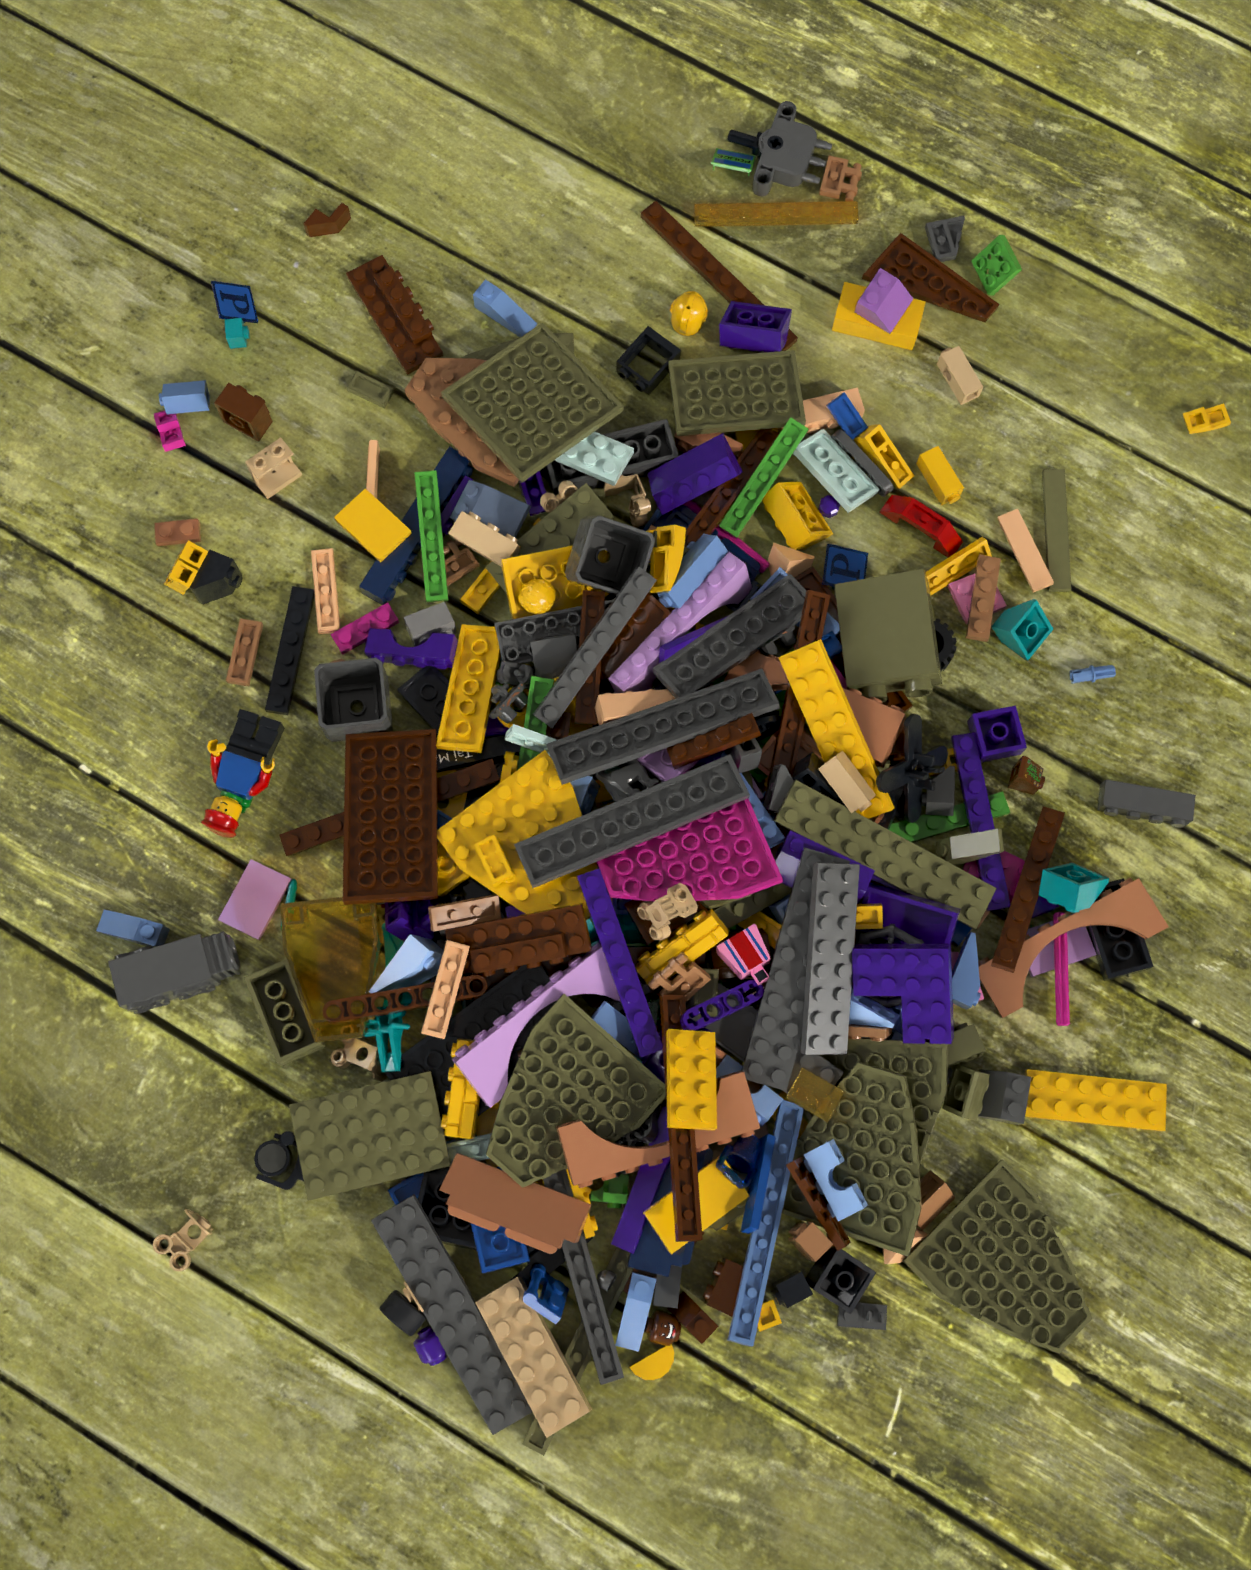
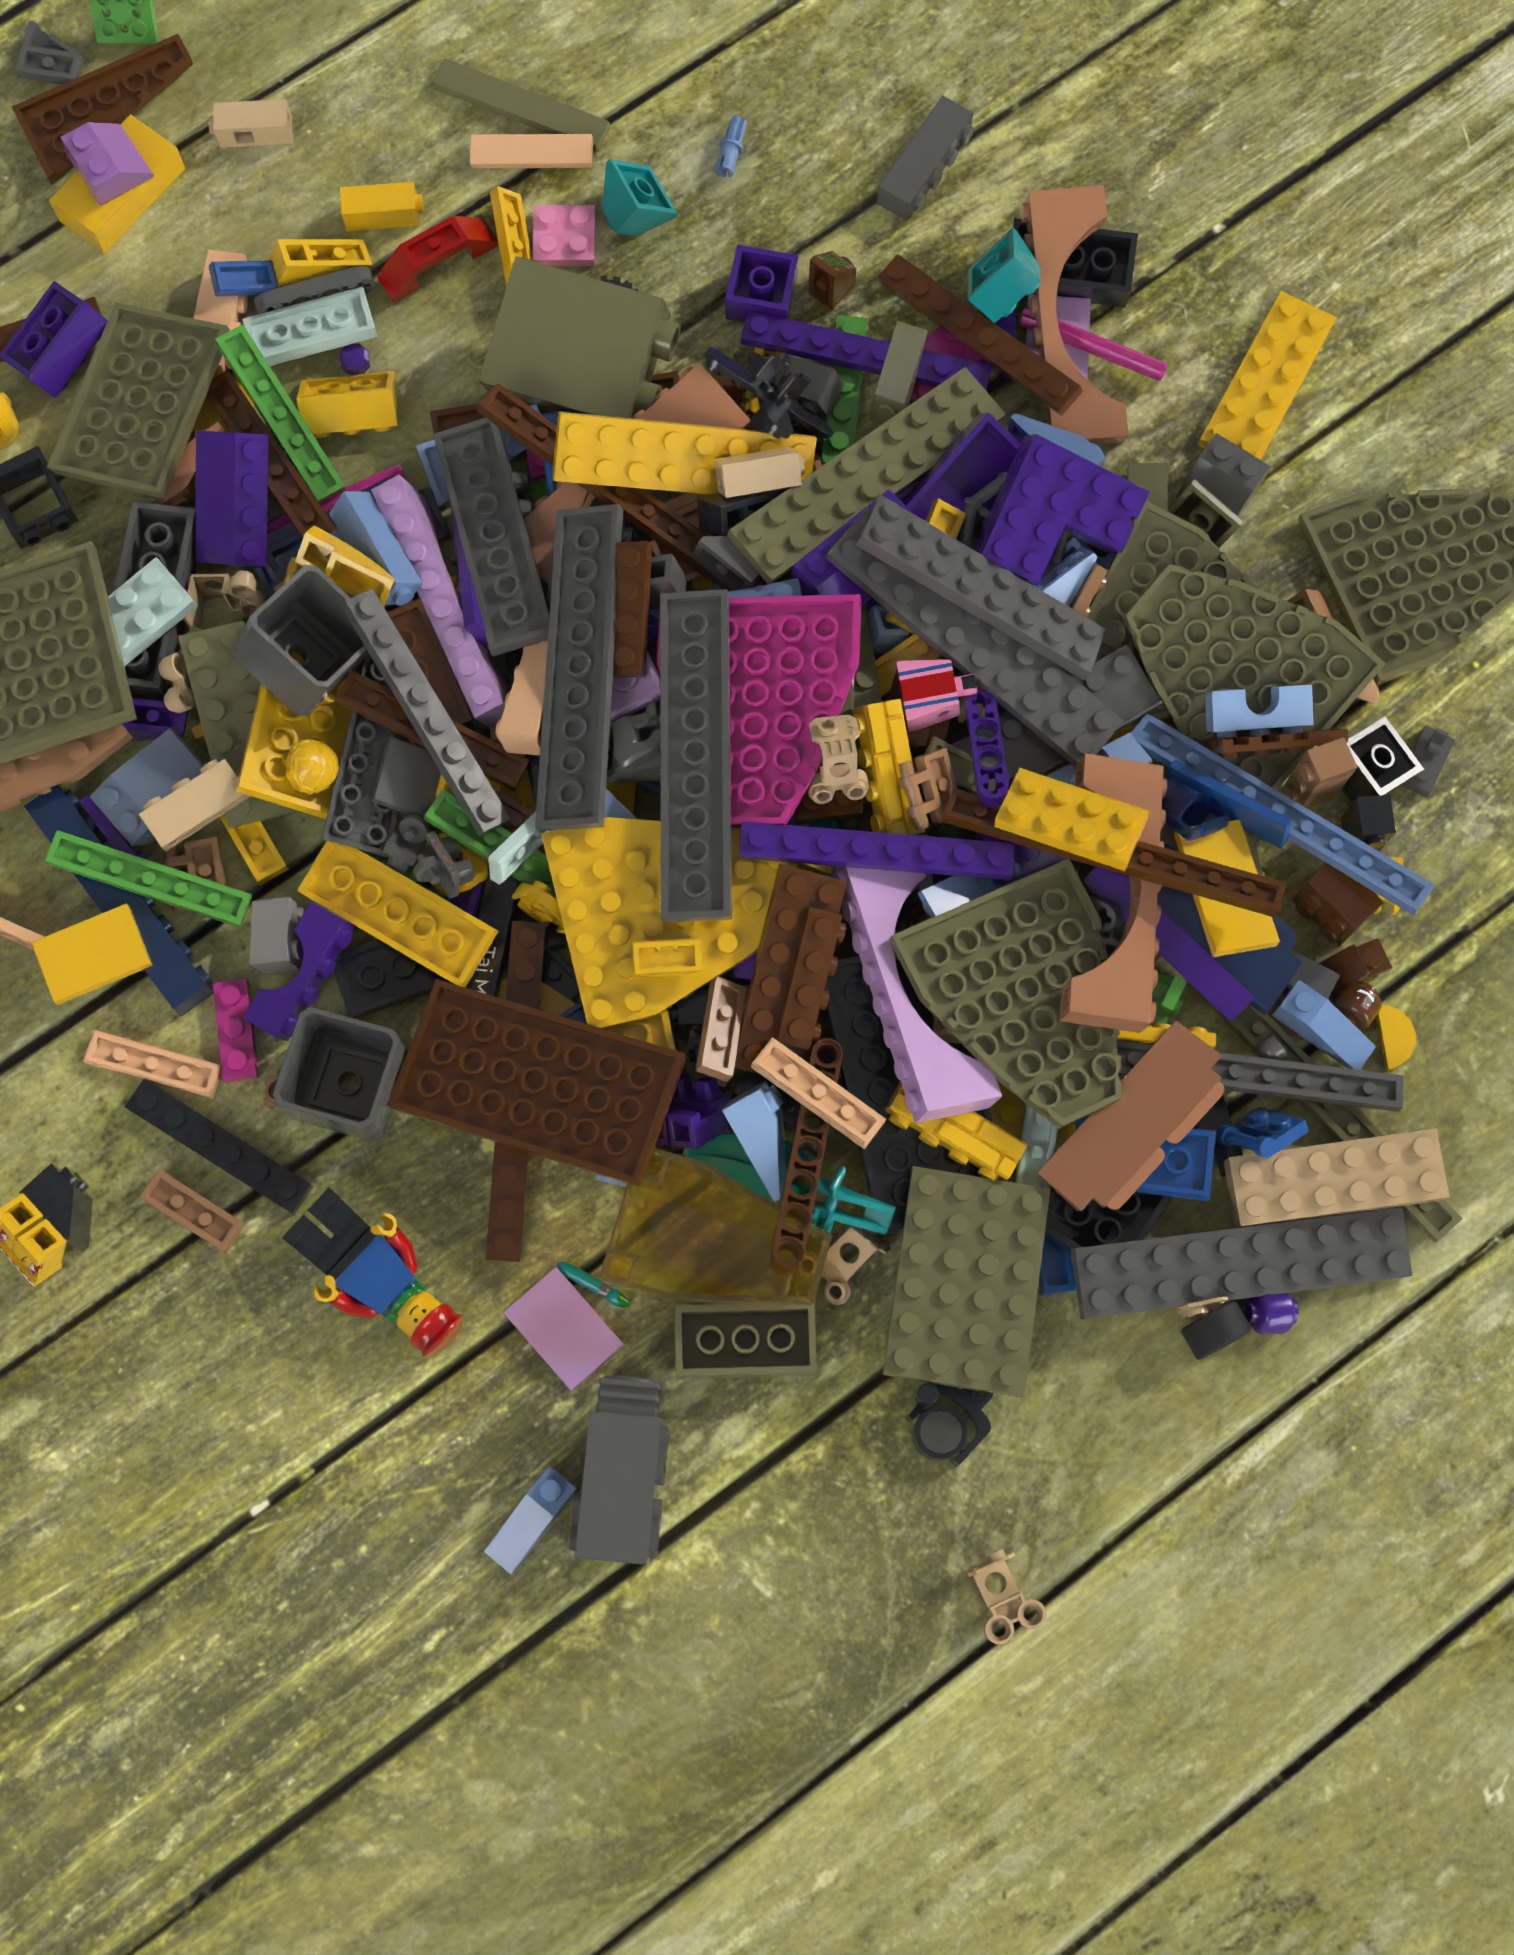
camera: 65 degrees left, 0 degrees up
(790, 560) = (400, 442): light nougat slope -> none
(815, 1094) = (1143, 686): clear yellow plate -> none
(843, 565) = (450, 373): piece -> none
(983, 598) = (573, 225): medium nougat plate -> none

